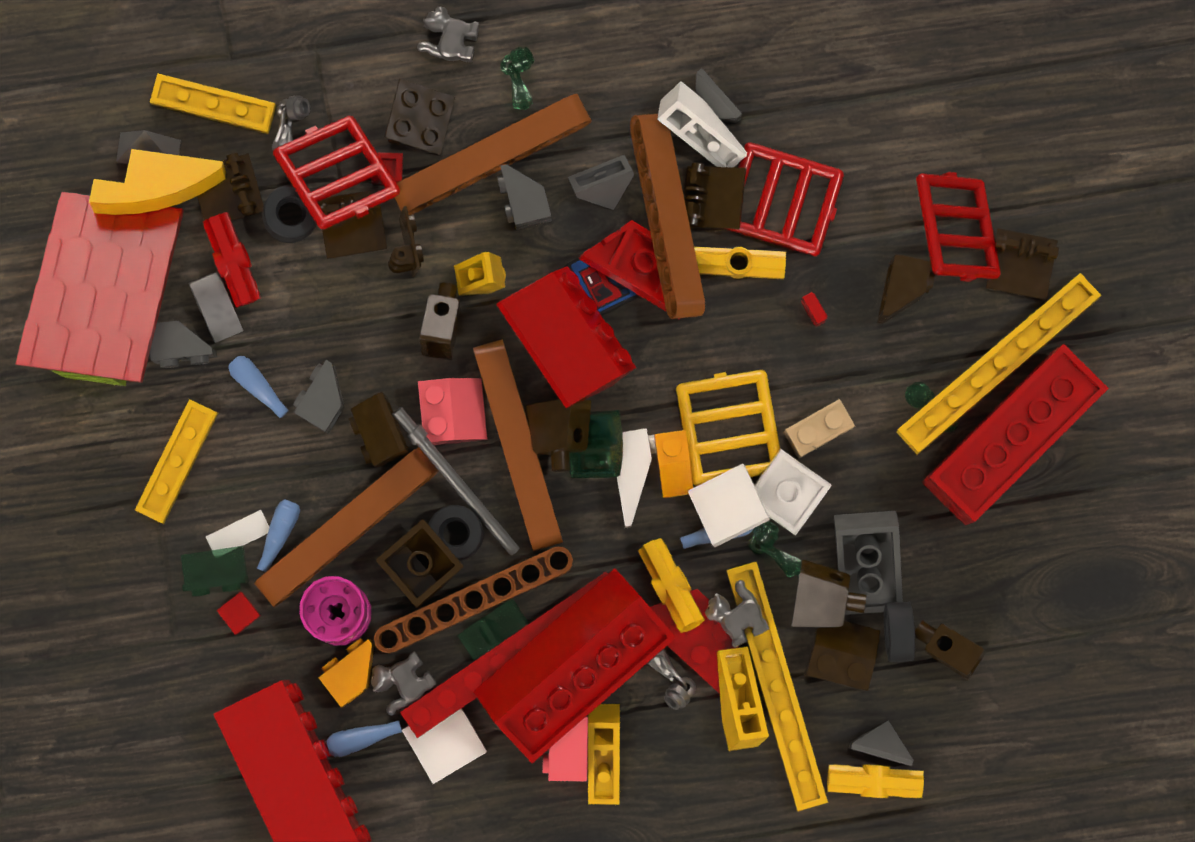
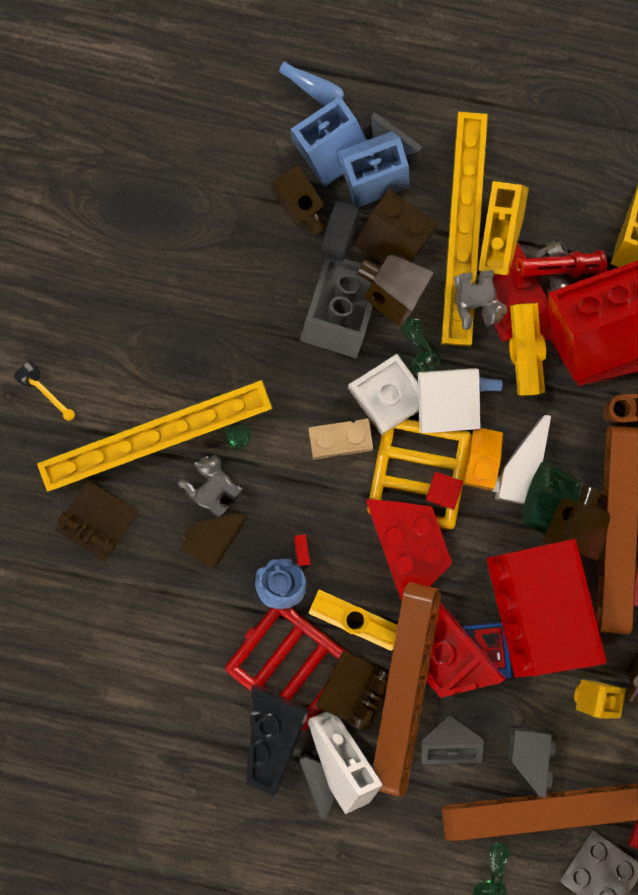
camera: 165 degrees left, 0 degrees up
(656, 687) = (574, 264): none -> red pin
(700, 416) = (444, 490): none -> red tile
(714, 356) = (410, 541): none -> red wing
(772, 124) = (274, 734): none -> black wing
(822, 269) = (280, 584): none -> medium blue hair
(875, 781) = (409, 115): yellow piece -> none
(890, 708) = (374, 168): none -> medium blue slope
(920, 339) = (216, 486): none -> flat silver animal
(936, 240) = (168, 567): red bar -> none
(942, 721) = (324, 135): none -> medium blue slope
(979, 776) = (316, 87): none -> medium blue piece
(1015, 435) = (167, 362): red brick -> none
(1143, 377) = (29, 376): none -> hinge

